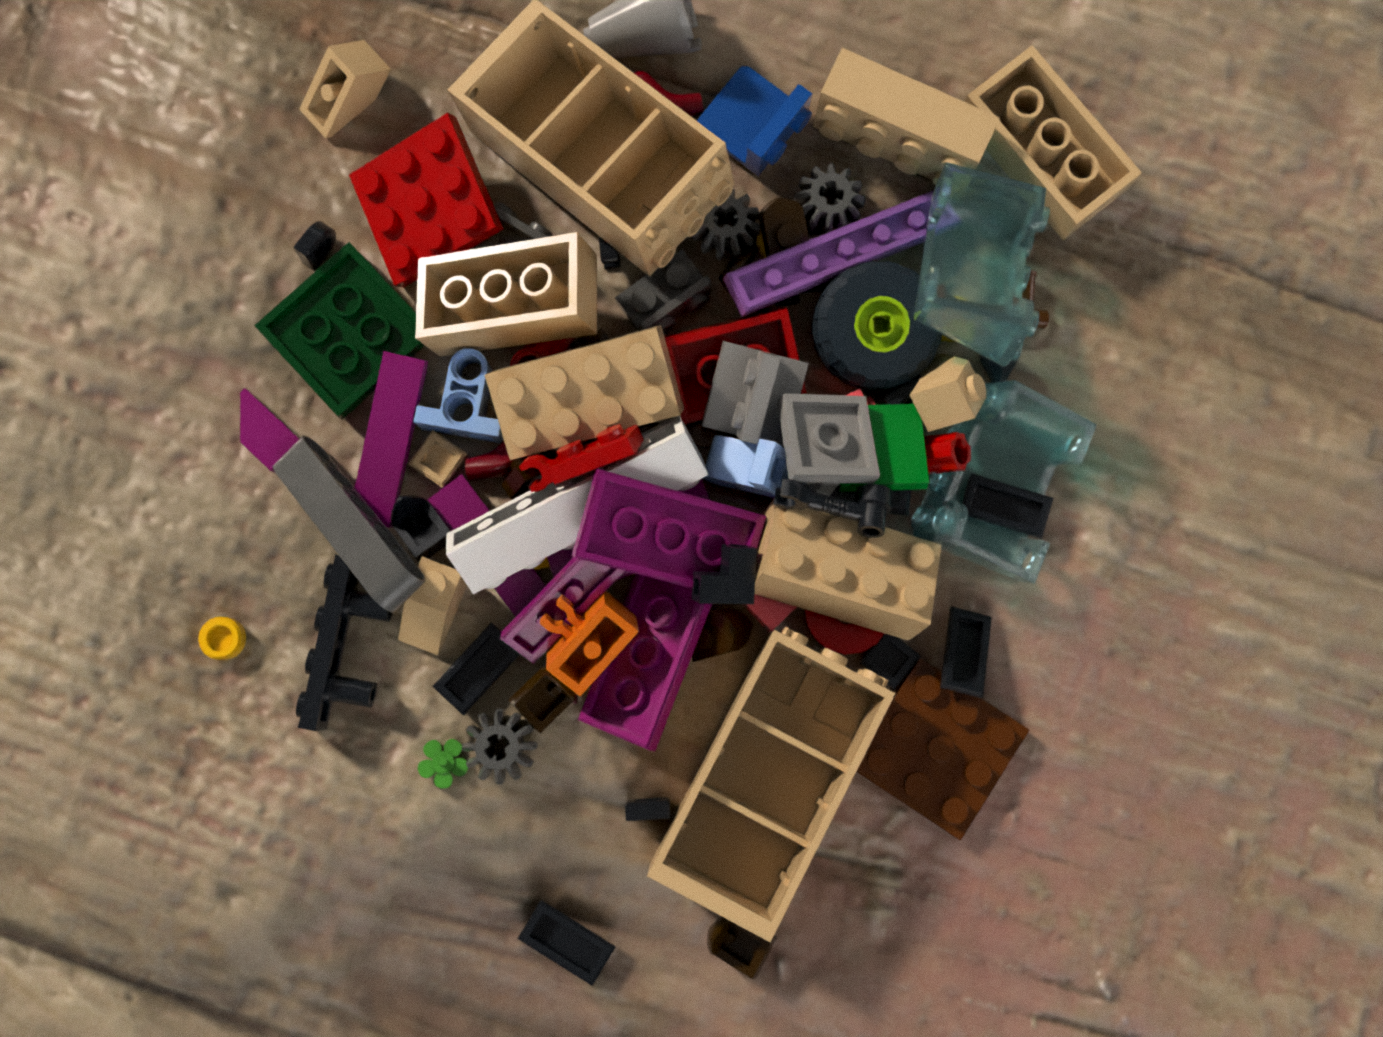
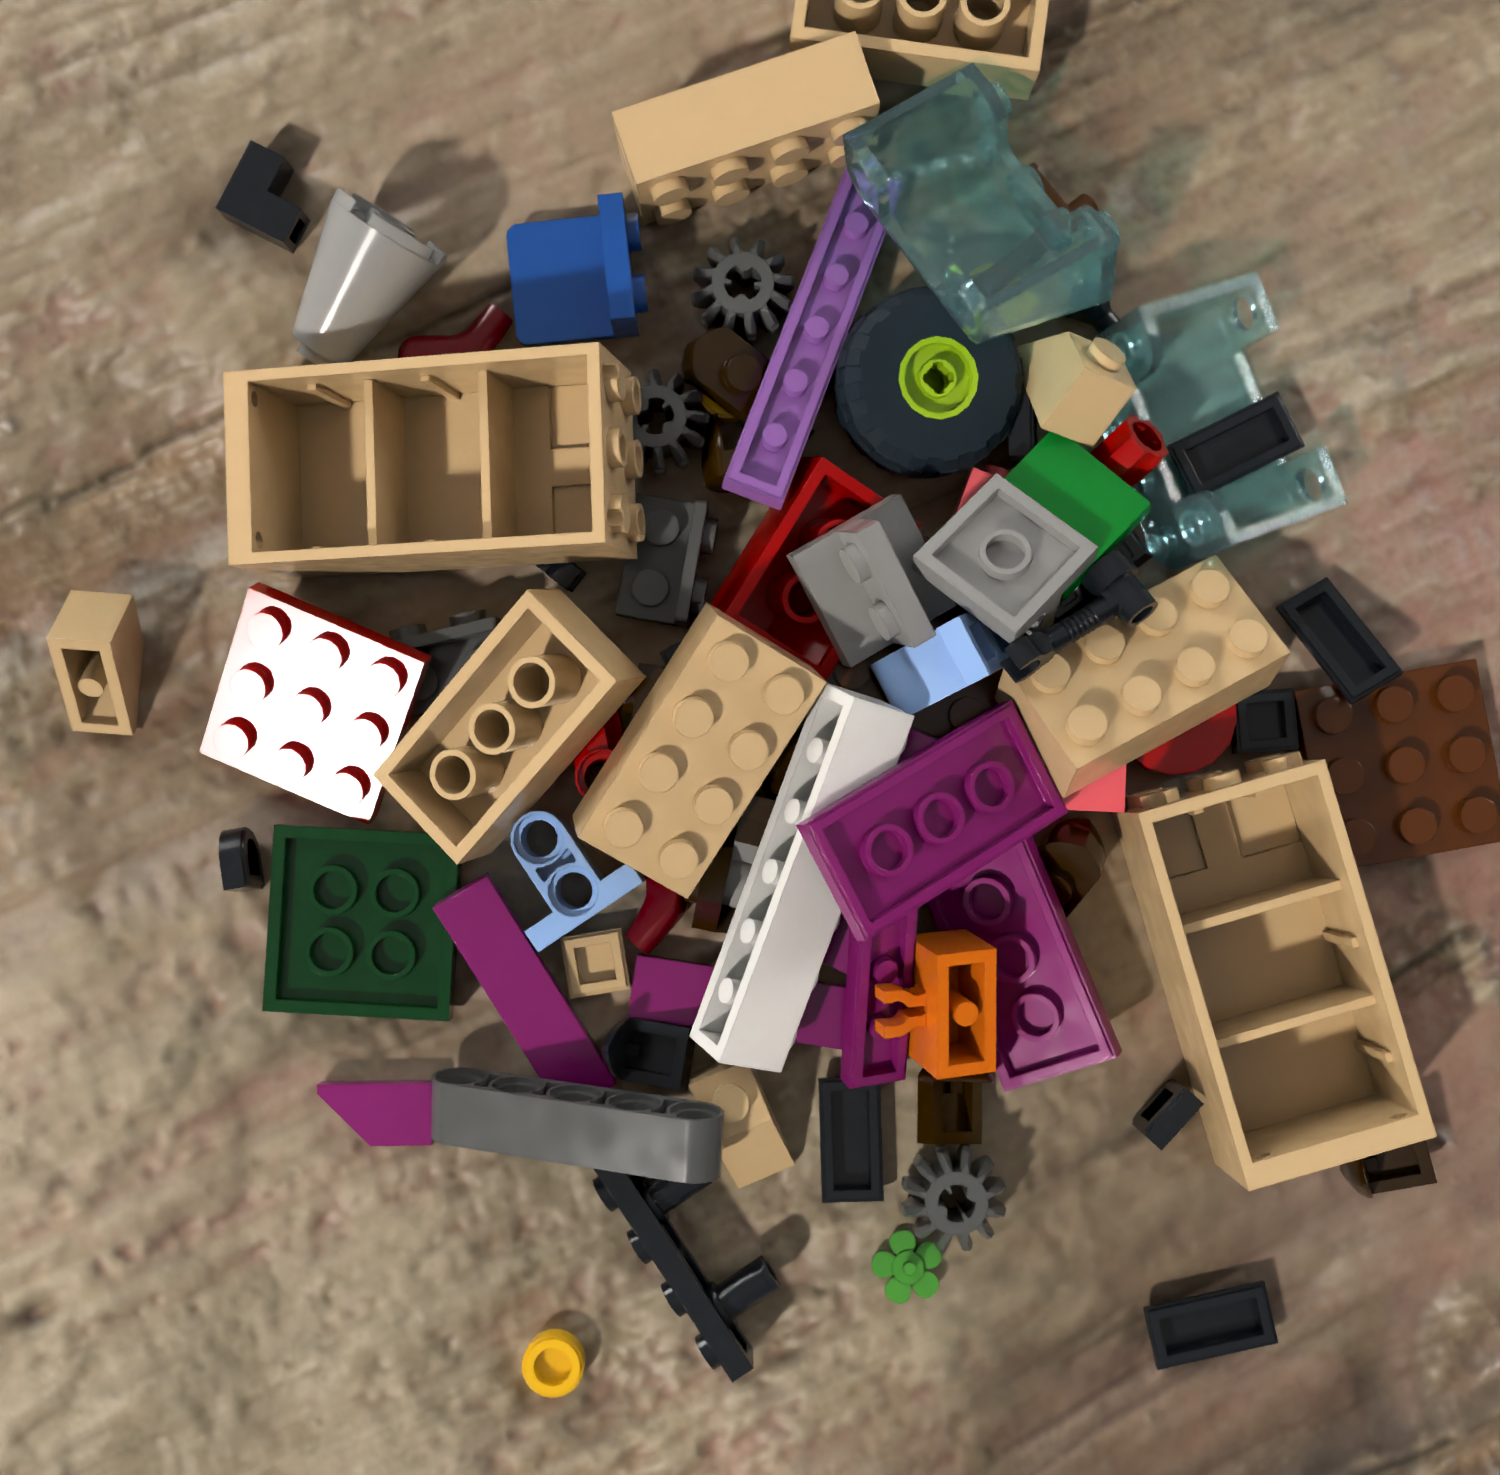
camera: 45 degrees left, 5 degrees up
(578, 459) = (767, 828): red plate -> none
(733, 583) = (1047, 804): black piece -> none

